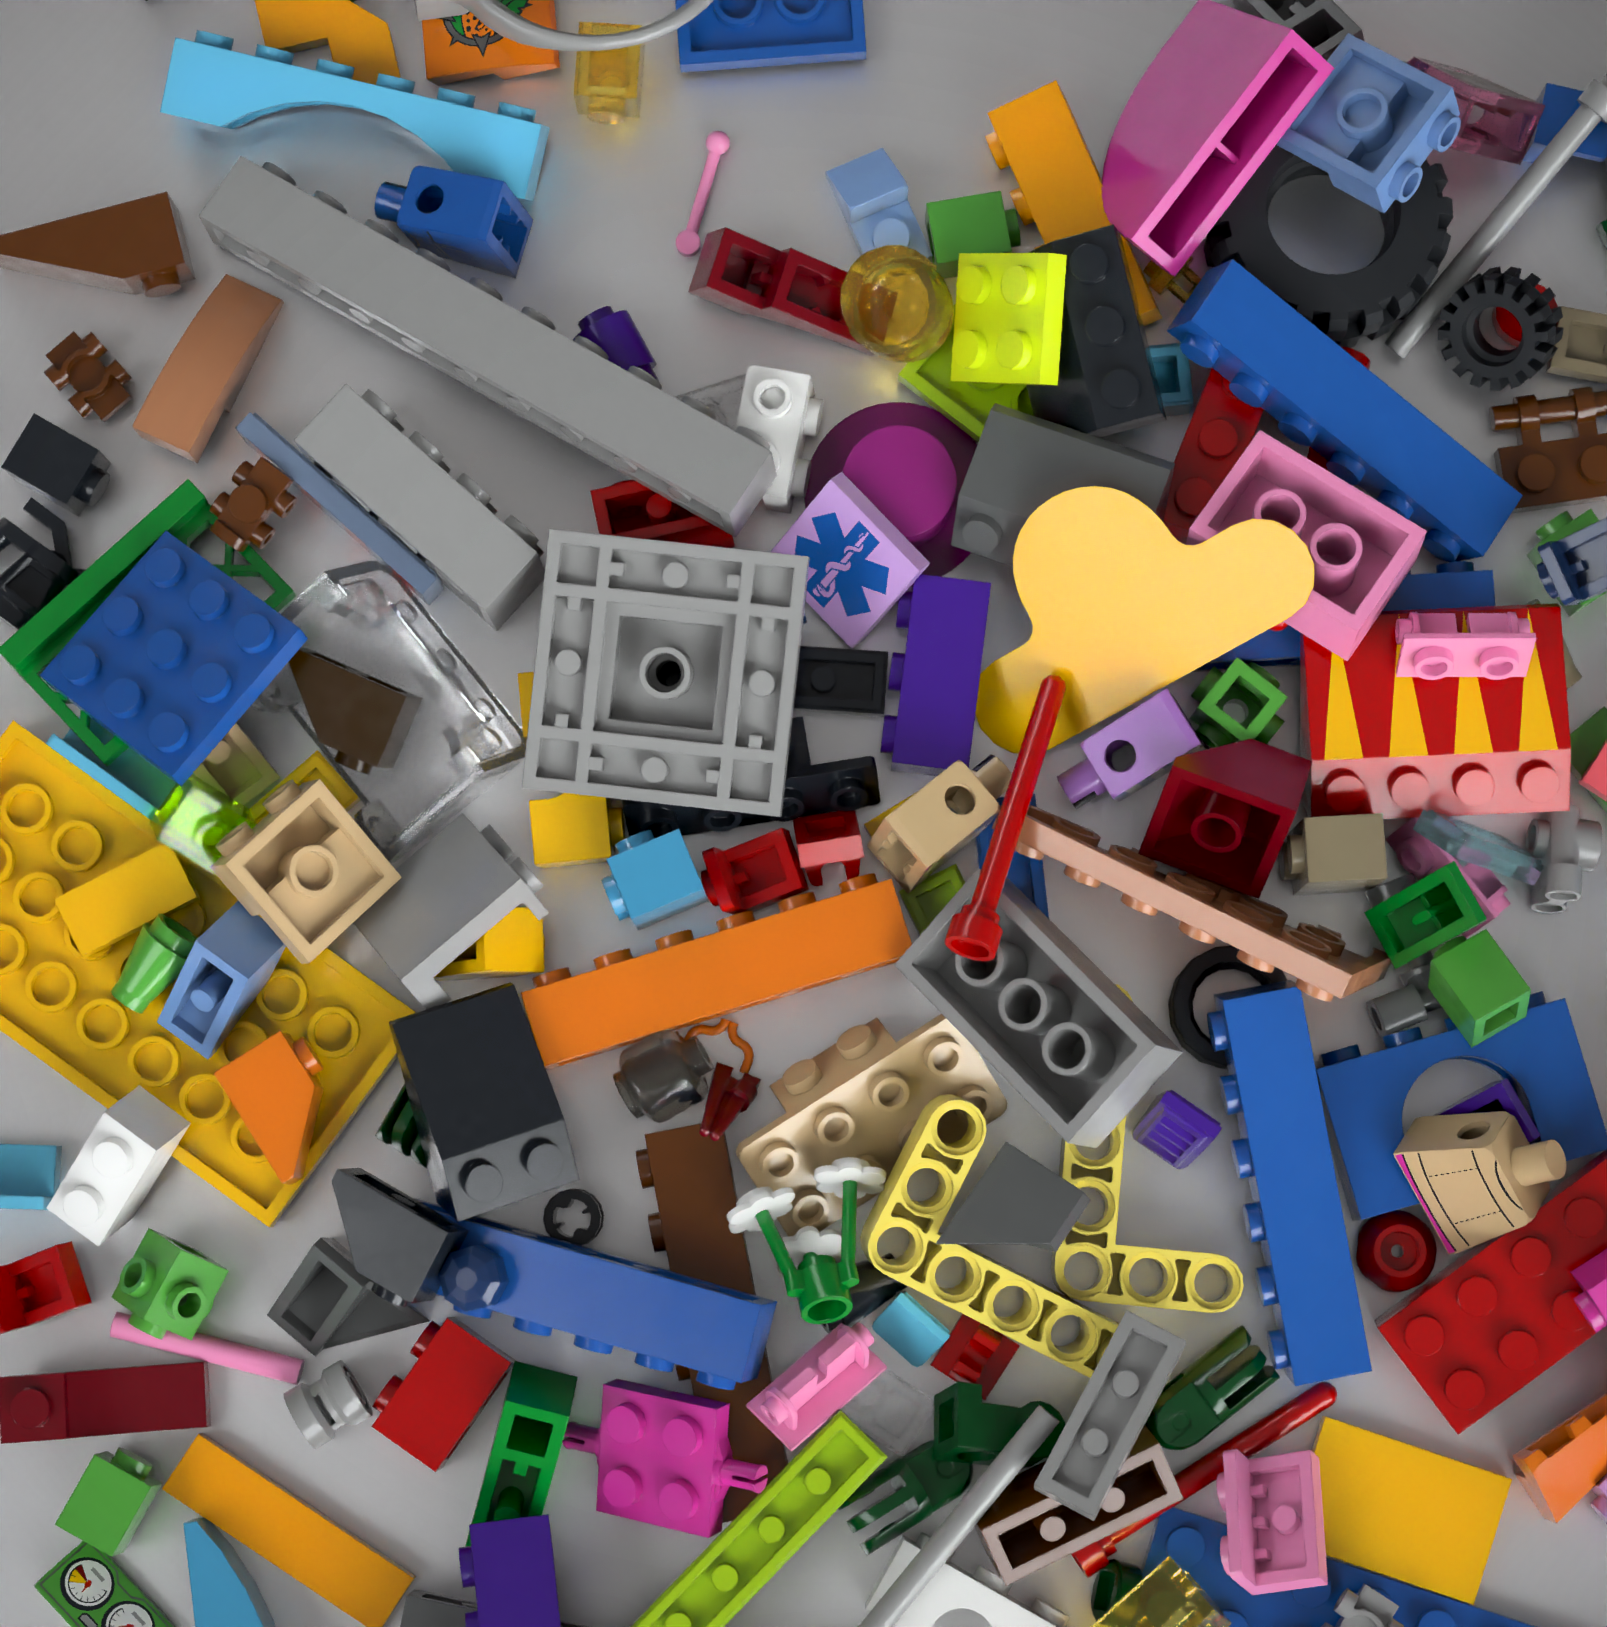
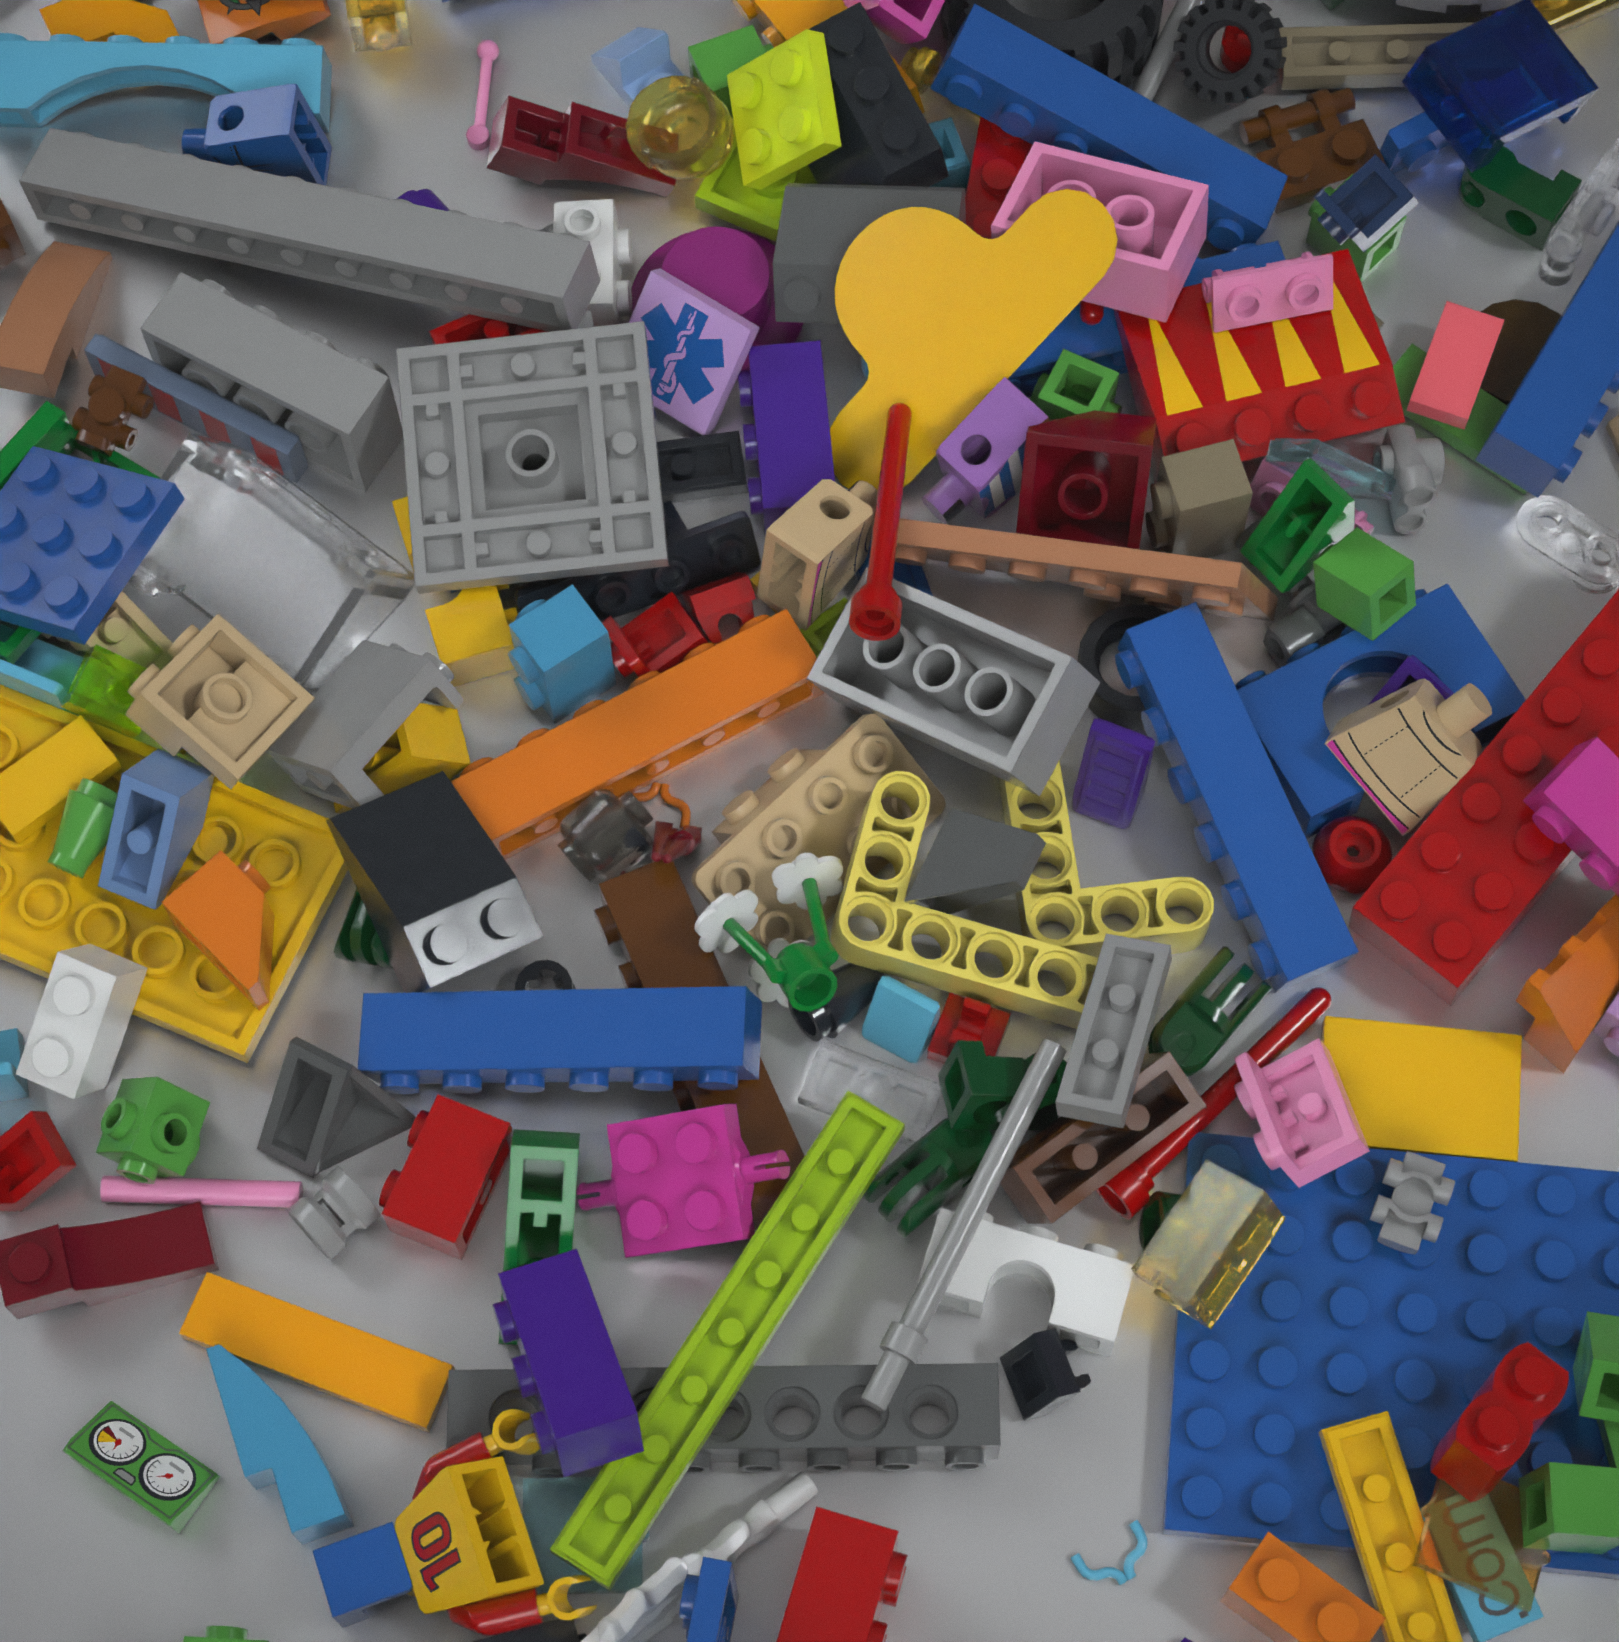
camera: 15 degrees left, 15 degrees down
(110, 1501) = (127, 1349): bright green brick -> none
(354, 711) = (243, 568): dark brown slope -> none
(394, 1237) = (373, 1016): black slope -> none
(473, 1277) = (456, 1037): dark blue tile -> none
(818, 1384) = (821, 1072): bright pink hinge -> none

